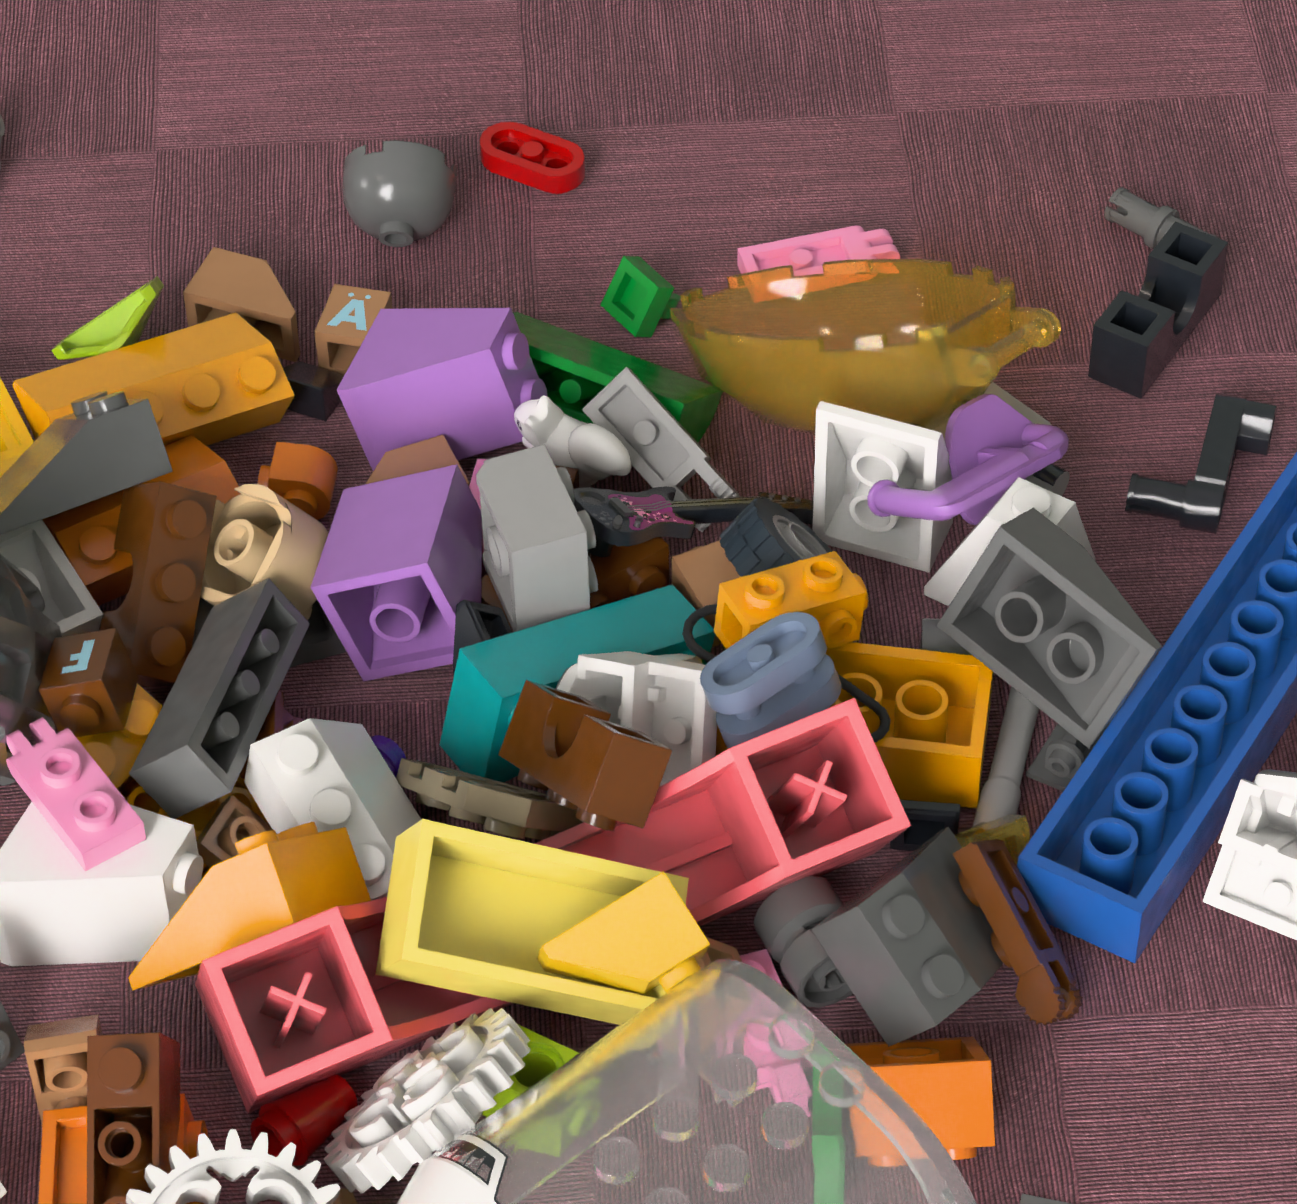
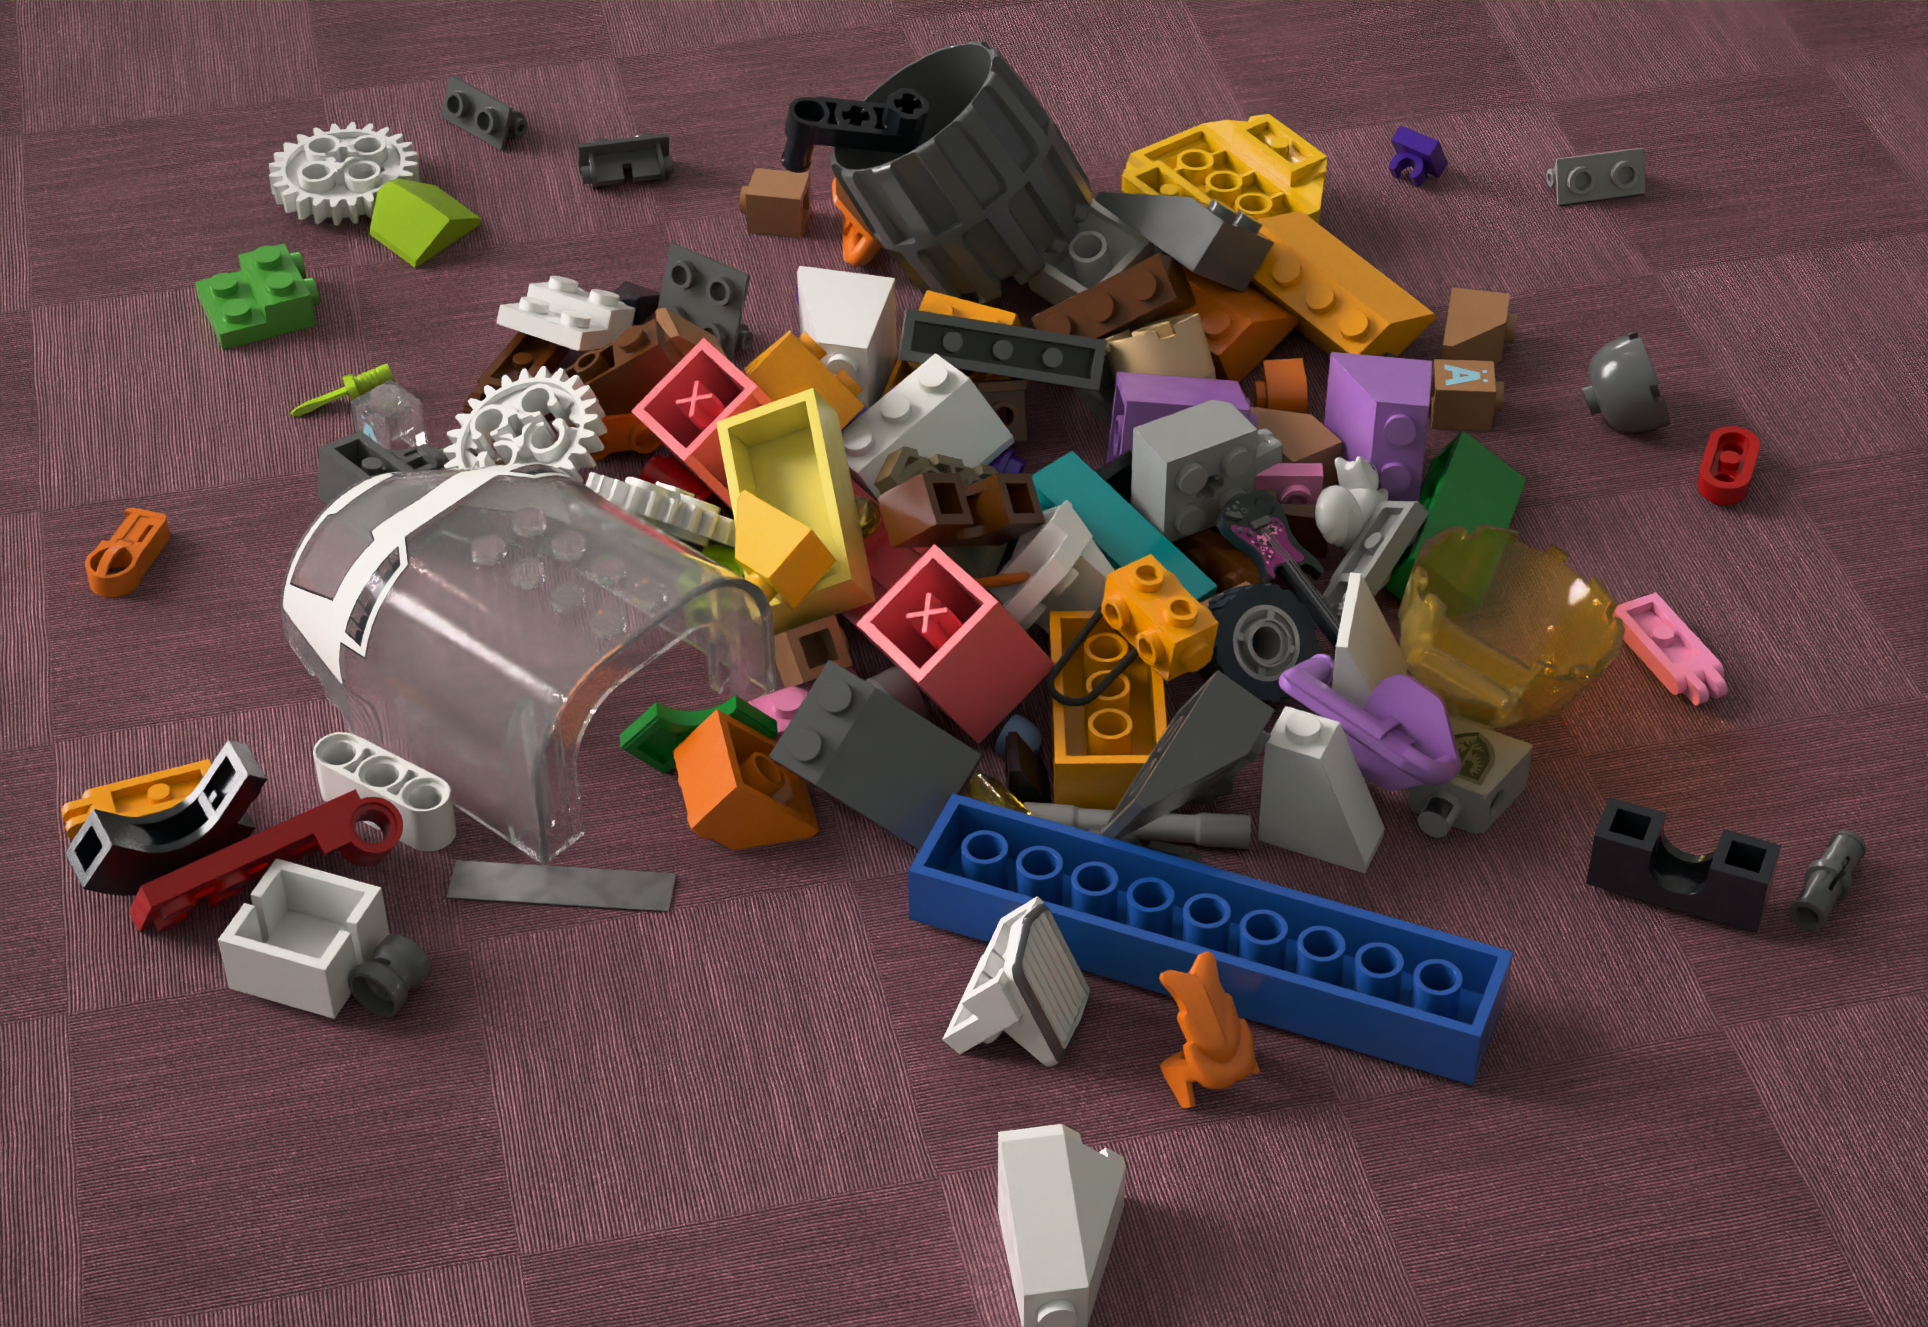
camera: 80 degrees right, 5 degrees down
(73, 794) = (876, 285): bright pink hinge -> none
(89, 683) = (985, 281): reddish brown brick -> none
(113, 328) = (1412, 269): lime slope -> none
(639, 297) = (1580, 547): green tile -> none
(771, 678) = (1061, 602): sand blue brick -> none
(1019, 931) = (898, 811): reddish brown hinge -> none
(1199, 503) = (1537, 932): black beam -> none

